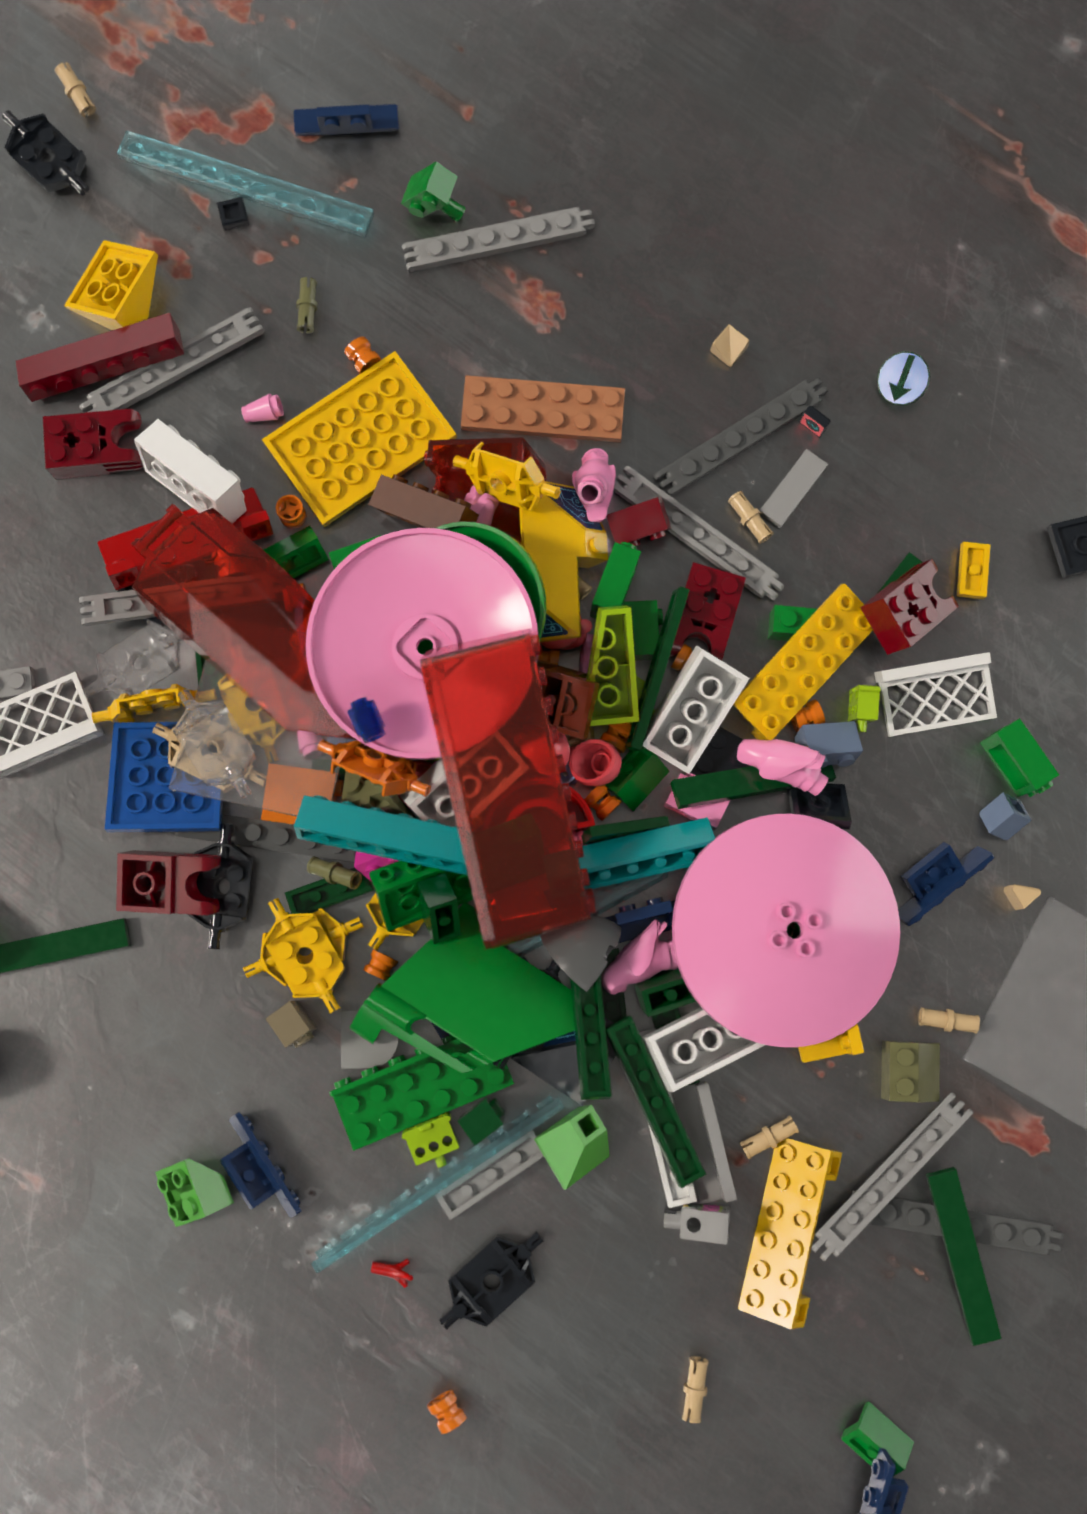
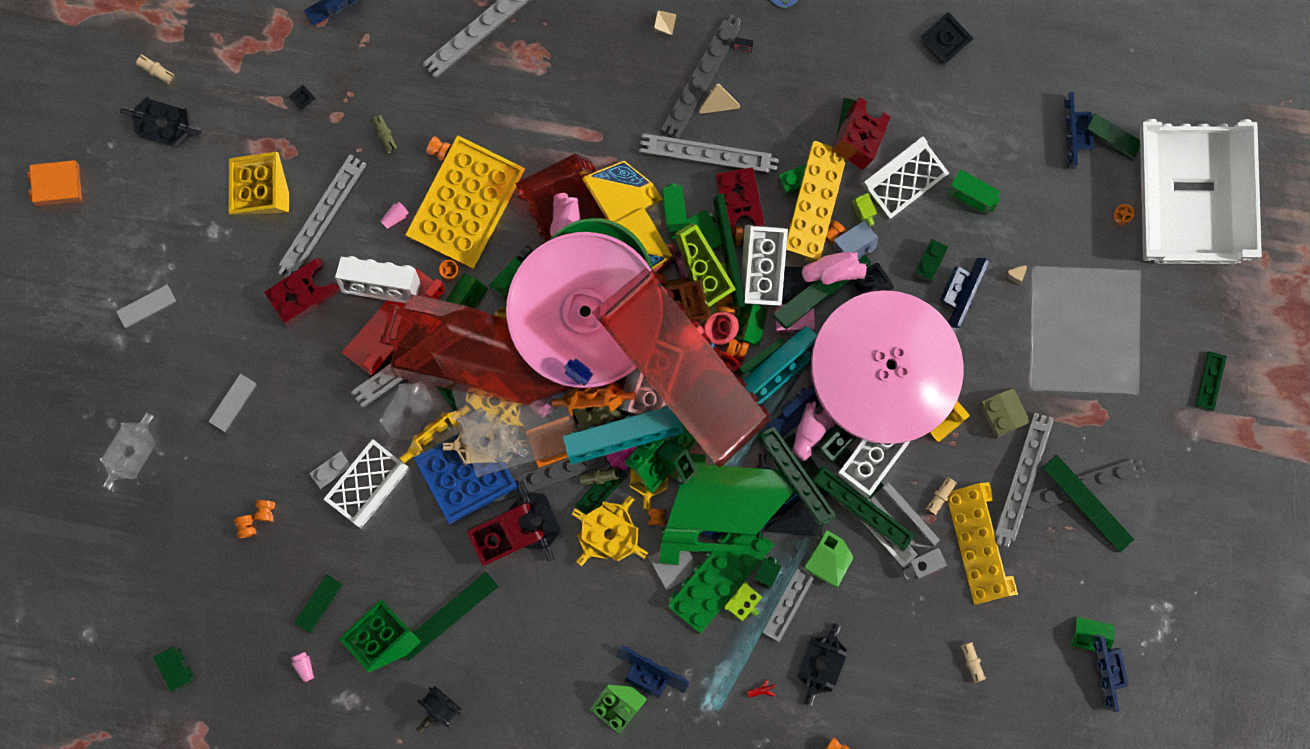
camera: 30 degrees left, 0 degrees up
(99, 357) = (275, 236): dark red brick -> none
(245, 183) = (300, 75): clear light blue plate -> none
(292, 1024) = (625, 577): dark tan brick -> none
(417, 505) = (530, 227): reddish brown brick -> none
(431, 191) = (426, 21): green brick -> none
(506, 478) = (588, 183): yellow plate -> none
(542, 409) = (569, 123): nougat plate -> none
(583, 948) = (773, 440): dark grey brick -> none
(595, 483) = (629, 155): bright pink animal -> none
(639, 521) = (669, 165): dark red brick -> none
(746, 474) = (718, 100): none -> tan piece
(750, 517) = (735, 126): tan pin -> none
(793, 488) = (751, 94): light grey tile -> none
(915, 819) = (930, 261): none -> dark green brick
(949, 1020) = (1011, 371): tan pin -> none
(973, 570) = (888, 88): yellow plate -> none
(1005, 816) = (983, 231): sand blue panel -> none

